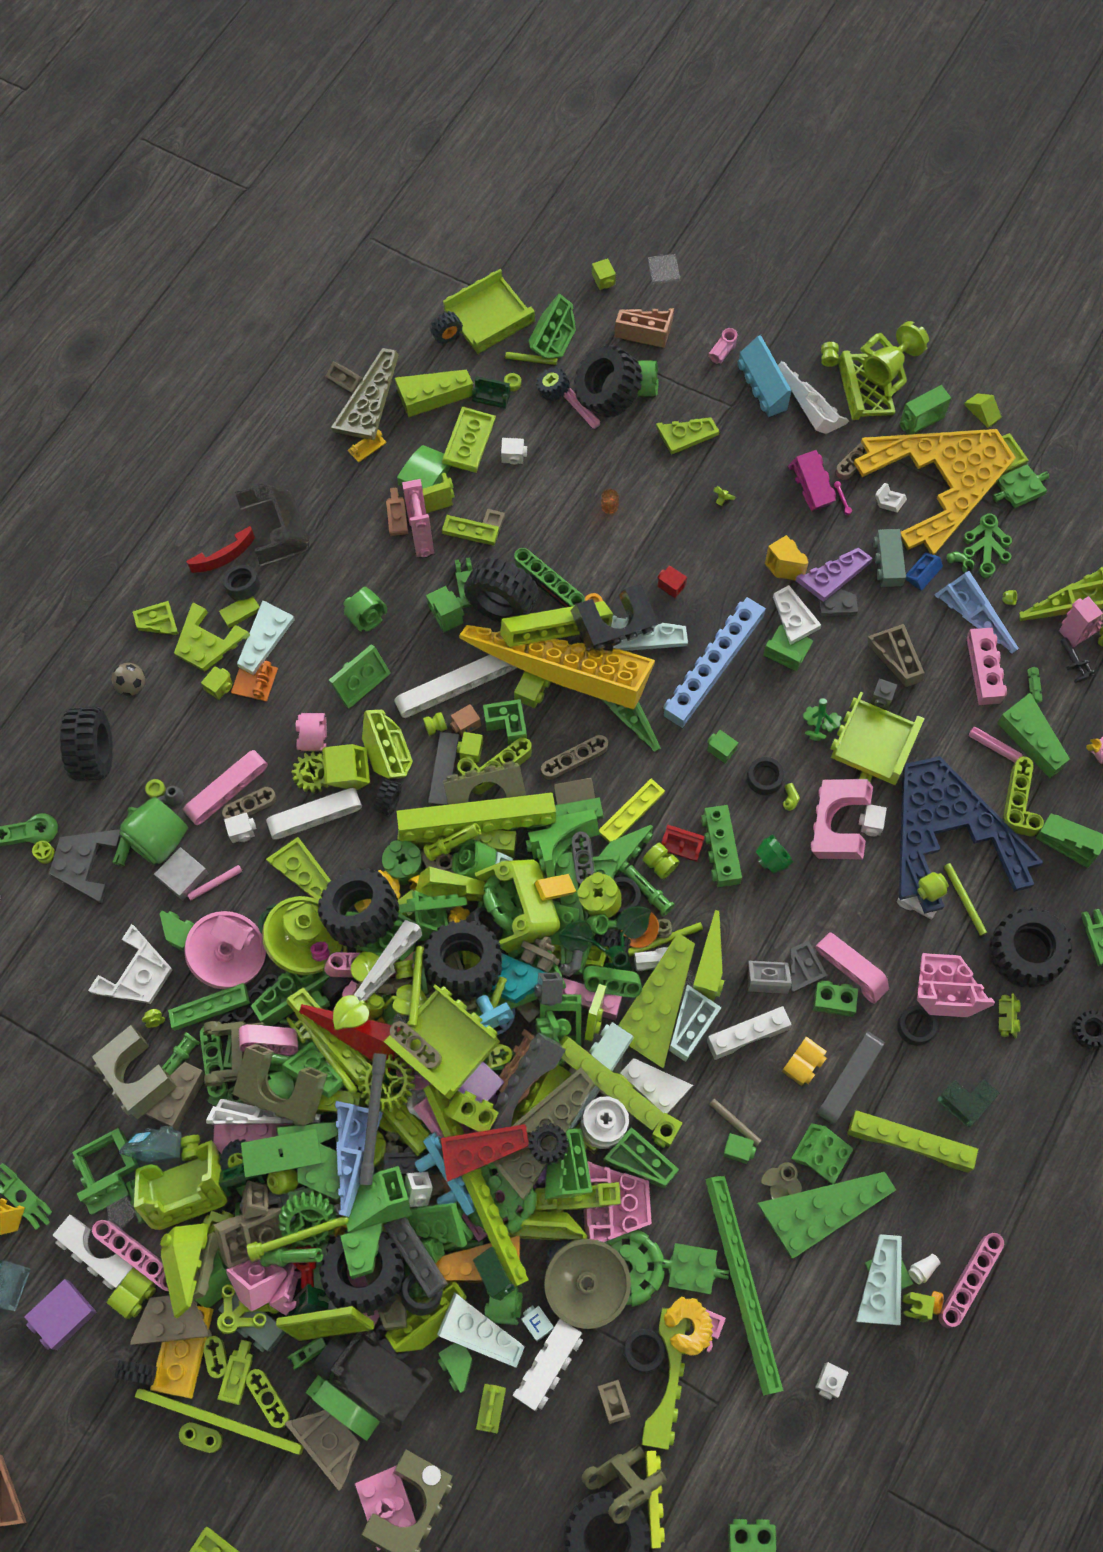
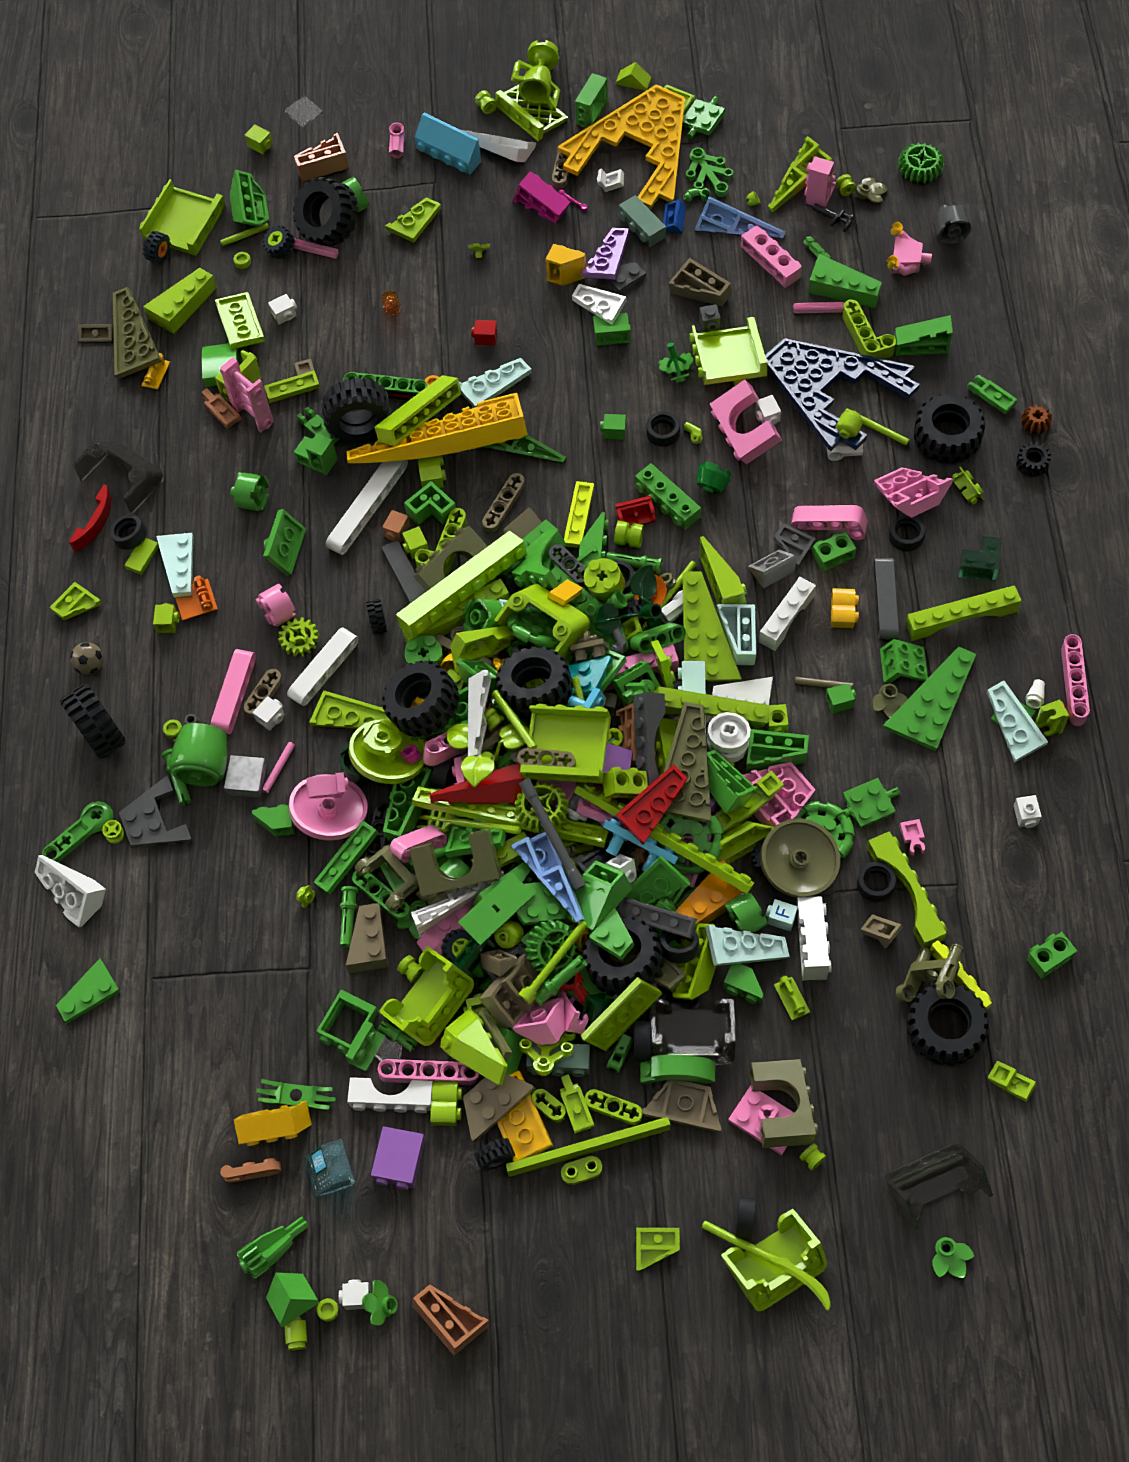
camera: 30 degrees left, 5 degrees down
(113, 1061) = (339, 954): arch -> none
(142, 976) = (271, 872): white wing -> none
(153, 1144) = (381, 982): clear light blue slope -> none
(202, 647) = (130, 600): lime wing -> none
(346, 766) = (325, 613): lime slope -> none
(385, 745) = (343, 581): lime wedge -> none
(427, 903) = (479, 658): bright green plate -> none
(431, 1475) = (784, 1067): white sticker -> none
(436, 723) = (373, 542): lime wheel -> none
(444, 845) = (451, 619): lime pin -> none
(491, 392) = (231, 276): dark green hinge -> none
(493, 1274) = (727, 889): dark green hinge -> none
(537, 1137) = (693, 759): black tyre -> none
(549, 988) = (617, 664): dark grey brick -> none
(598, 634) = (460, 396): black arch -> none
(681, 713) = (561, 381): light blue brick -> none
(701, 1323) = (903, 831): yellow piece -> none
(744, 1286) = (916, 789): bright green plate -> none

